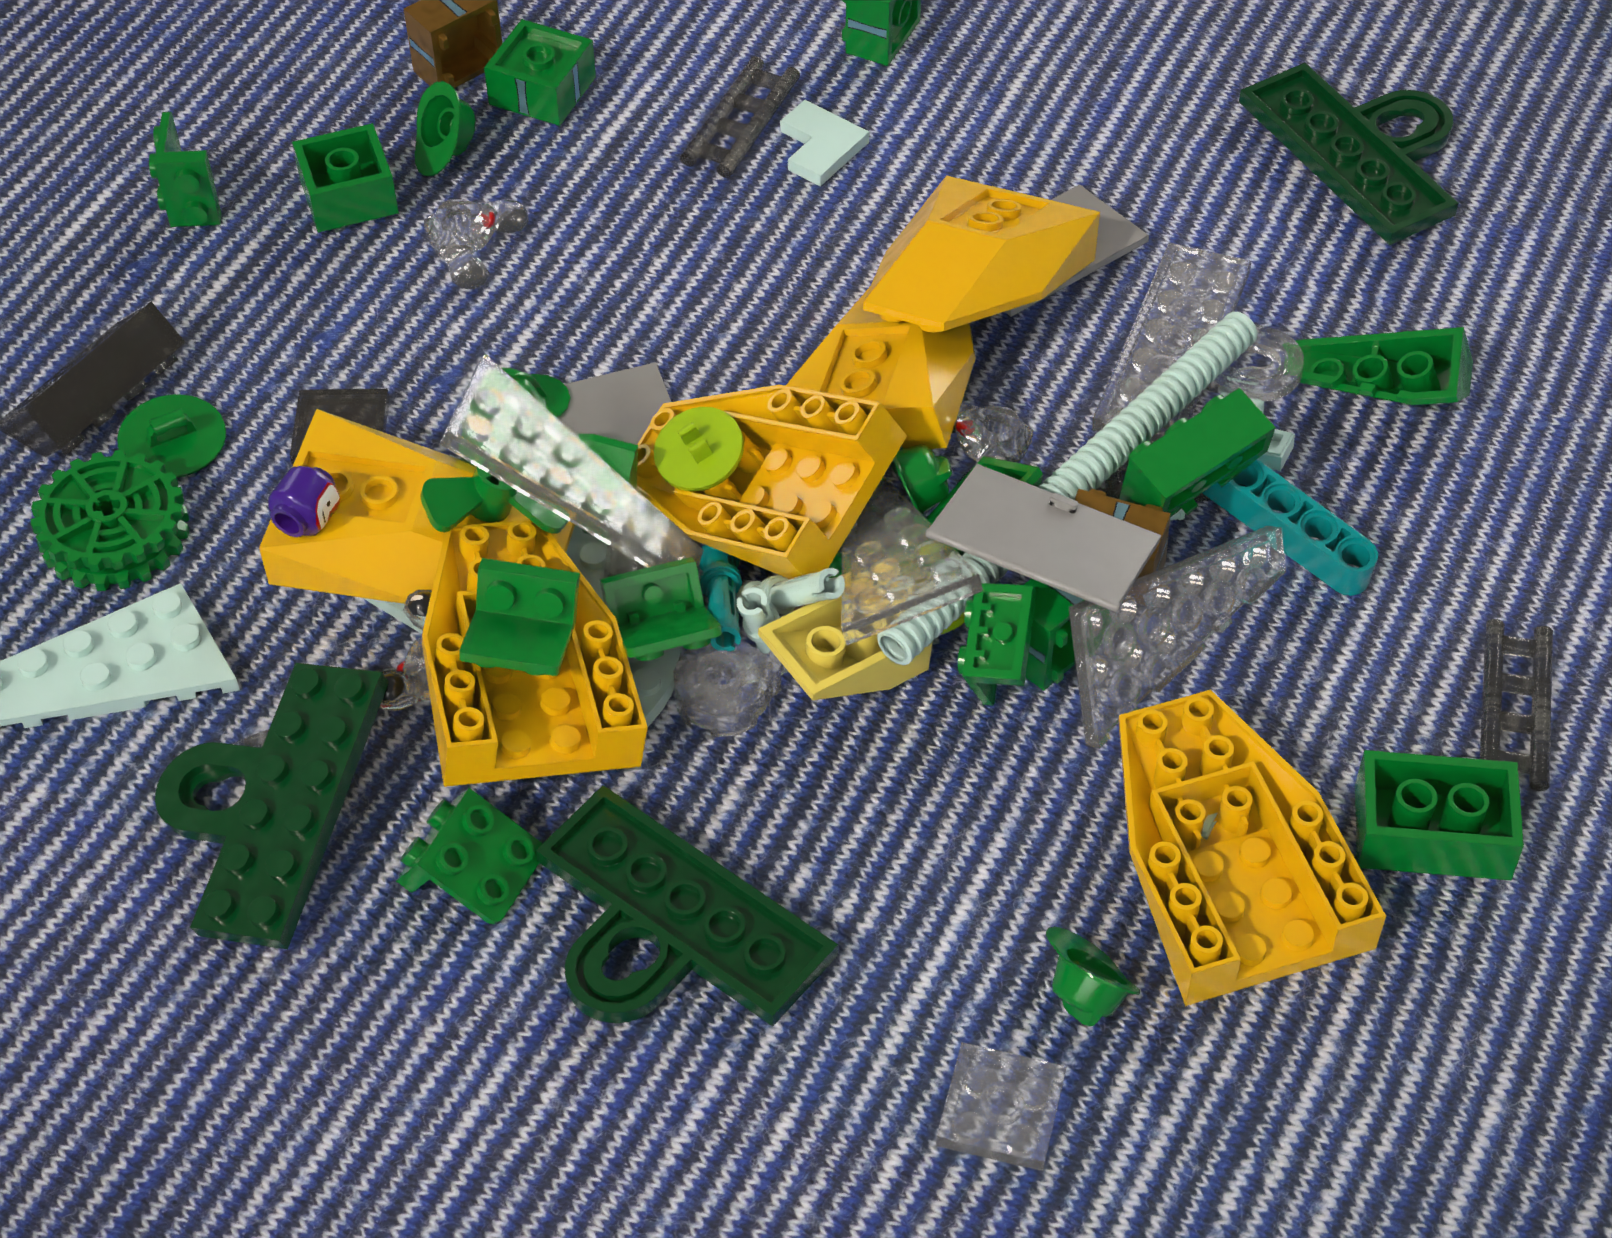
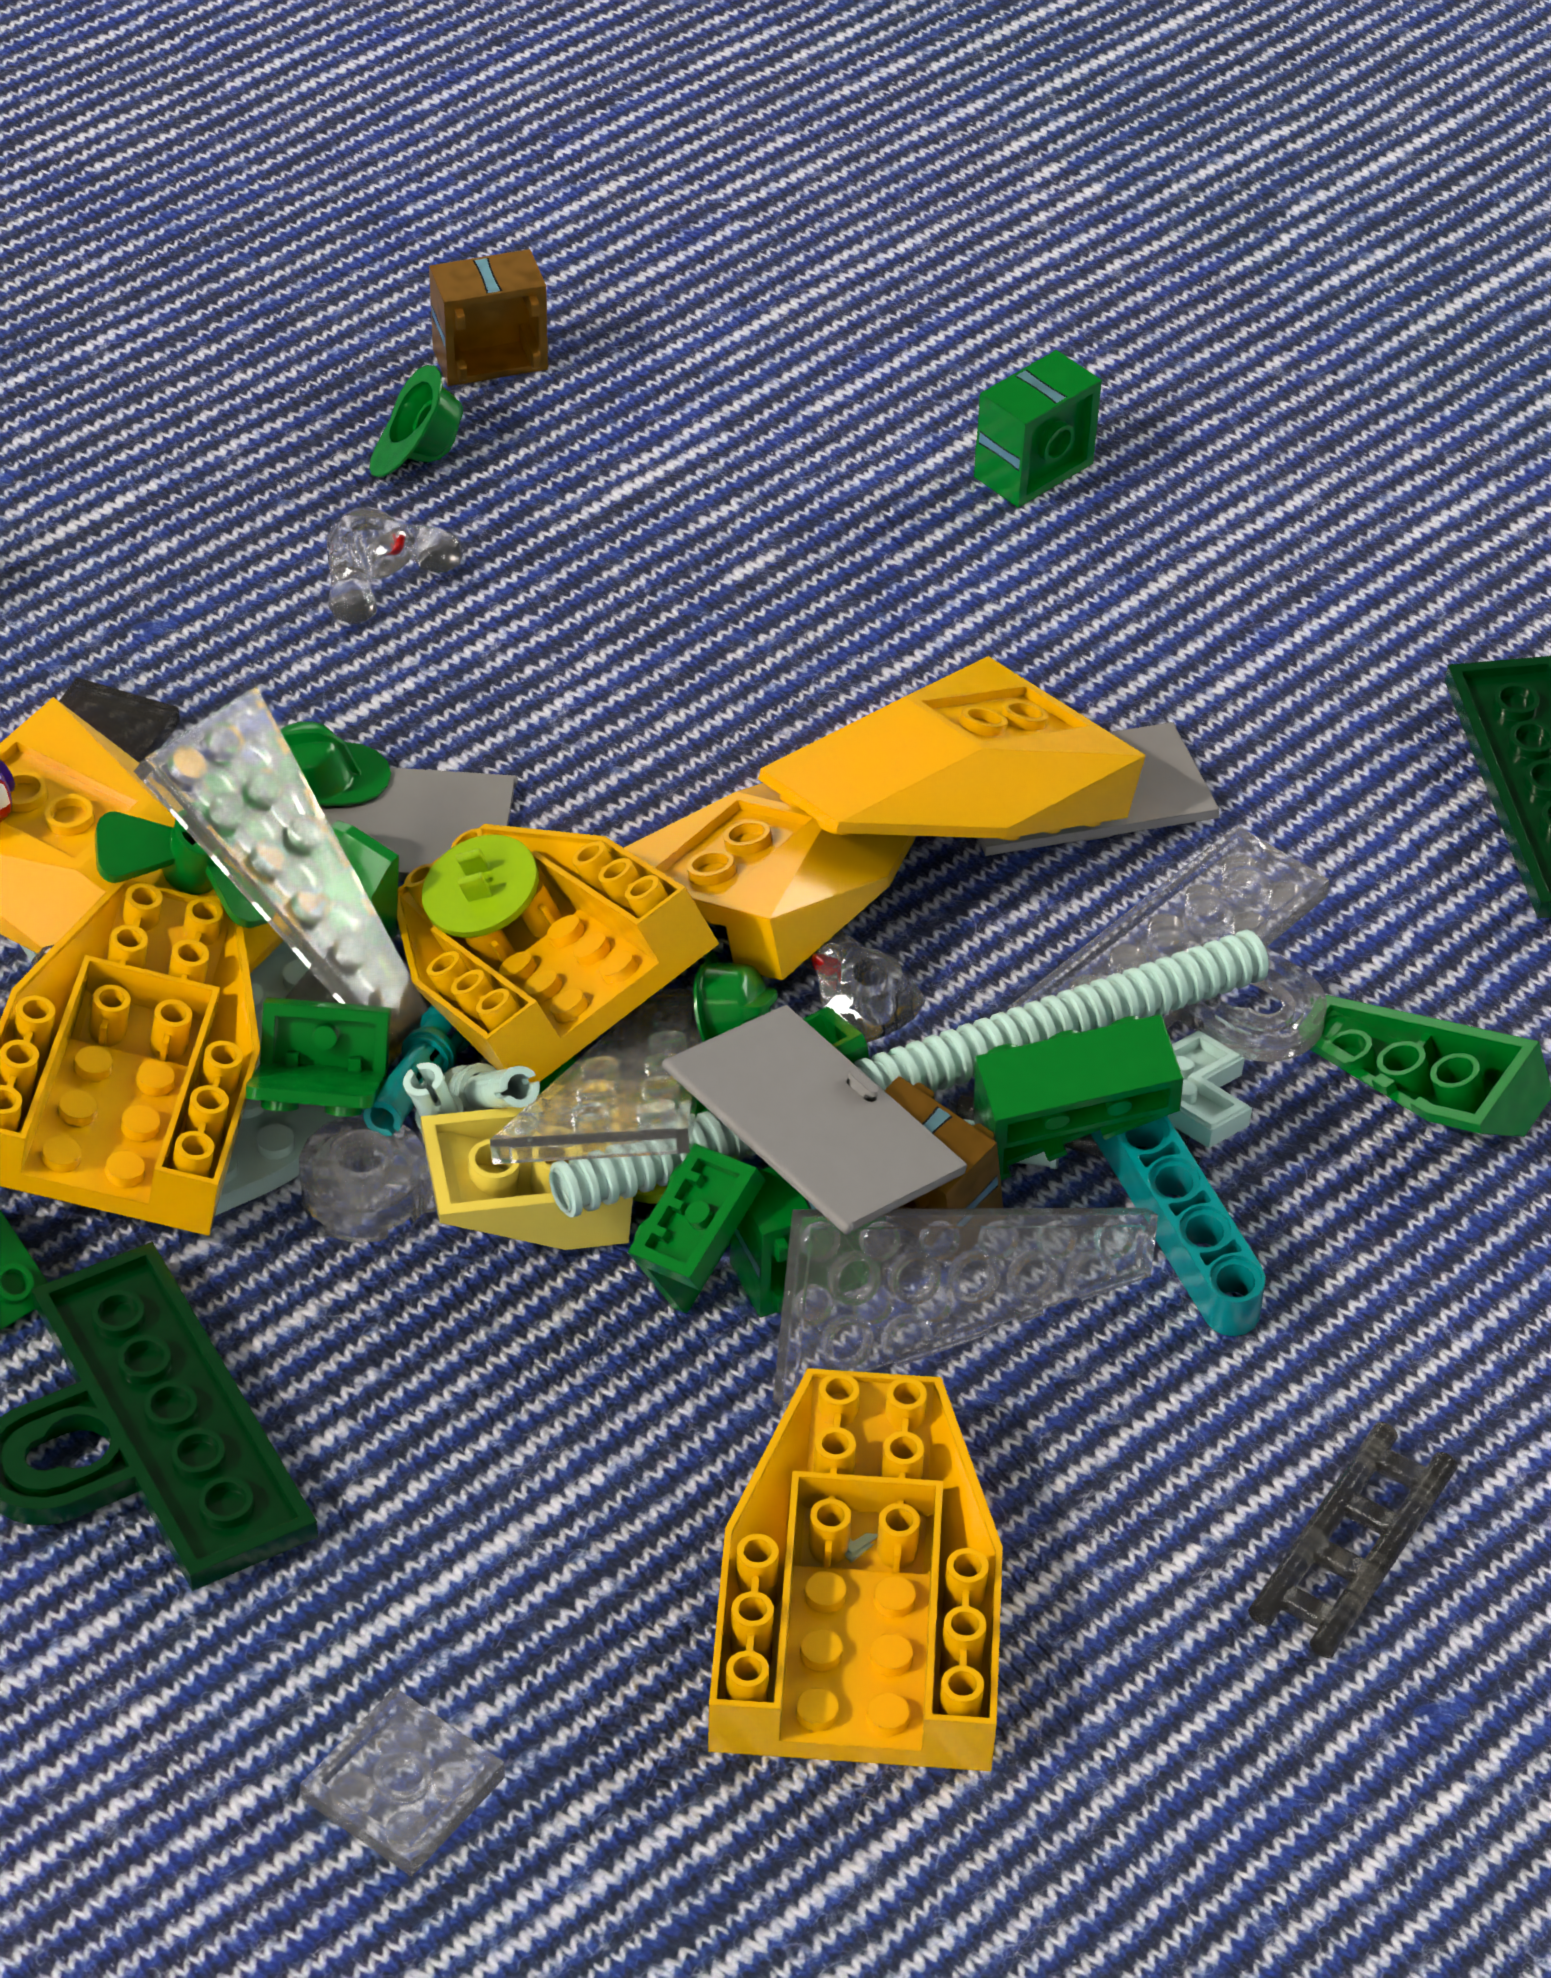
camera: 20 degrees right, 5 degrees down
(184, 179) = (75, 391): green bracket -> none
(345, 177) = (265, 447): green brick -> none
(521, 617) = (135, 1009): green bracket -> none
(540, 72) = (569, 390): green container -> none
(745, 133) = (784, 536): clear smoke bar -> none
(826, 139) = (882, 577): light aqua tile -> none
(1086, 978) = (594, 1663): green piece -> none
(1438, 815) = (1149, 1631): green brick -> none

